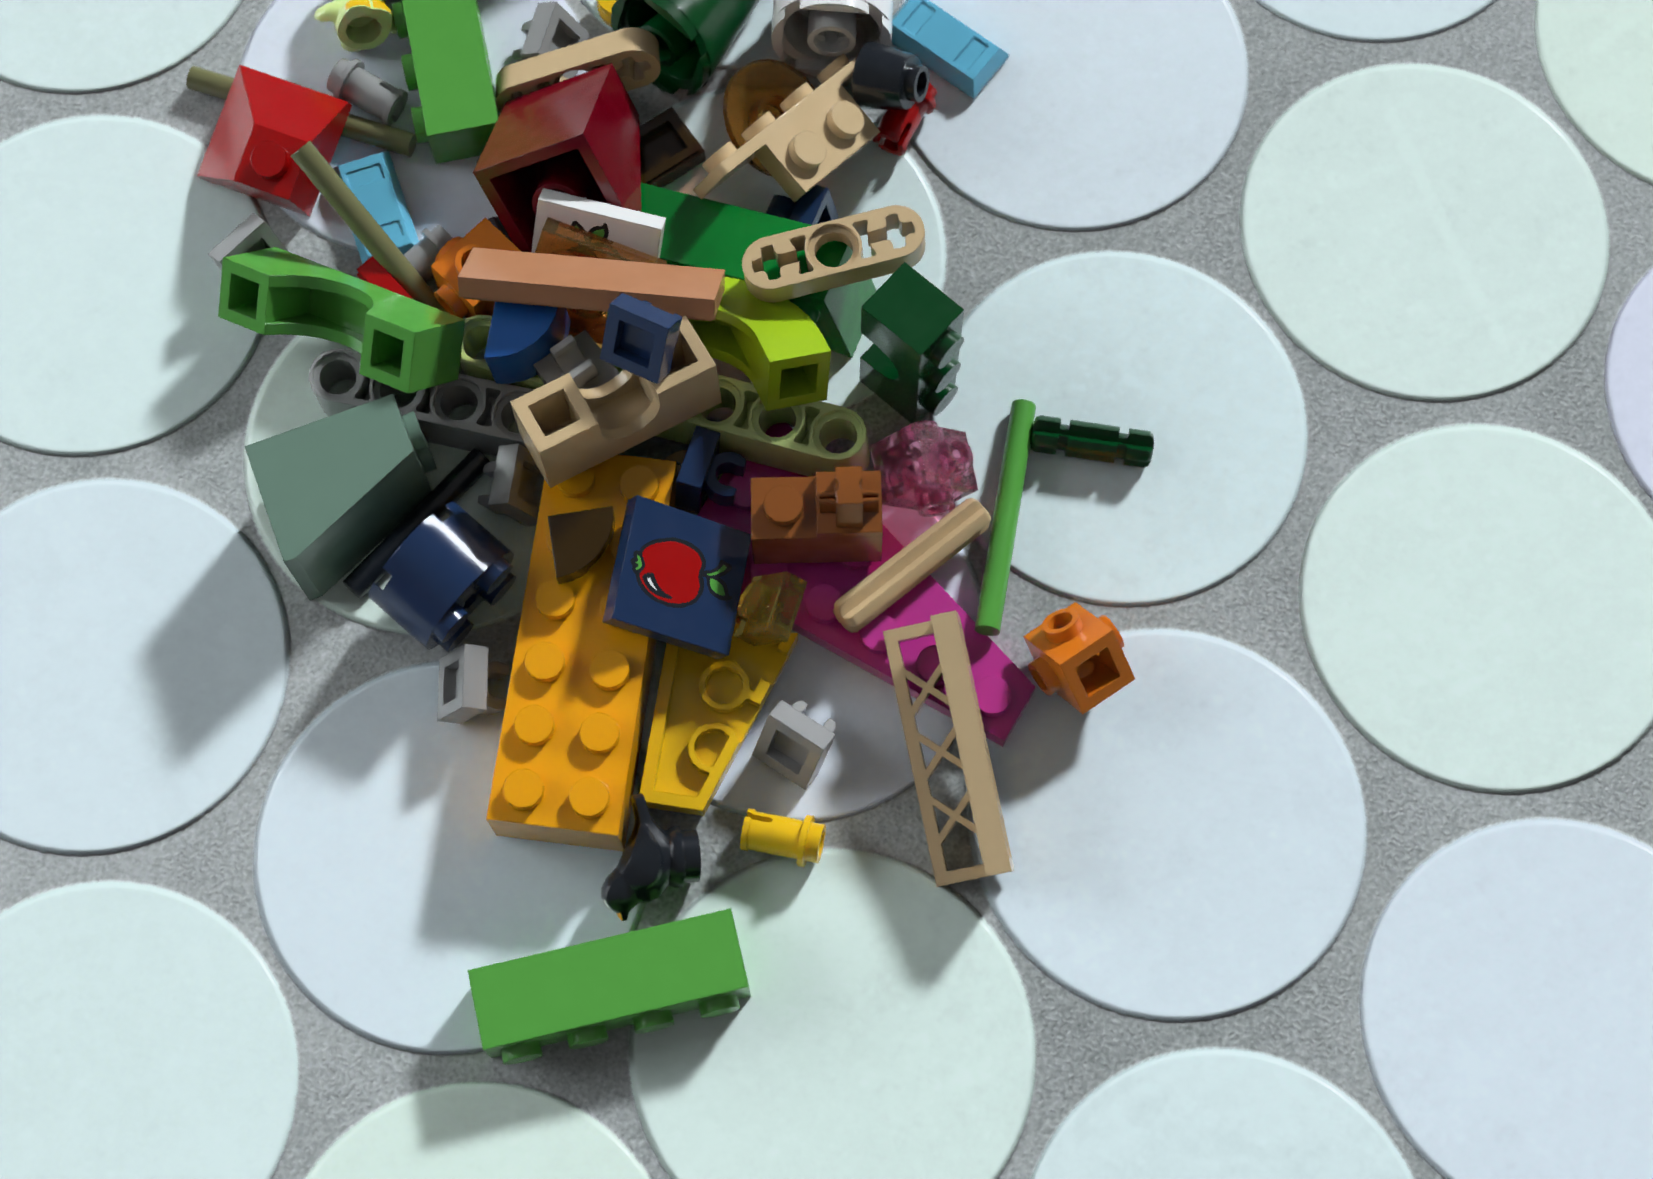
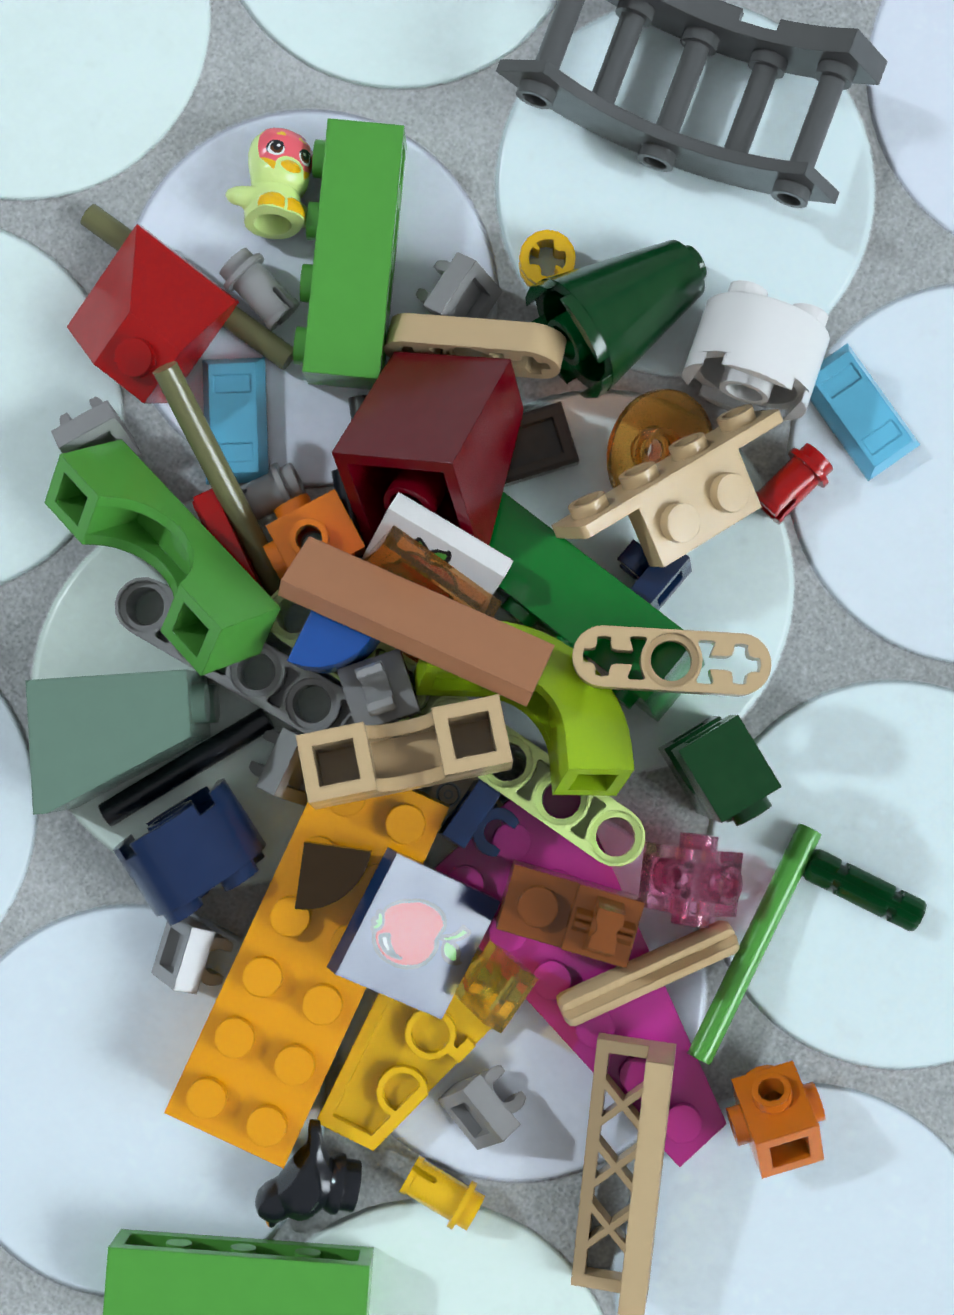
camera: 20 degrees right, 15 degrees up
(640, 338) = (444, 719): dark blue tile -> none
(888, 78) = (789, 456): black hat -> none

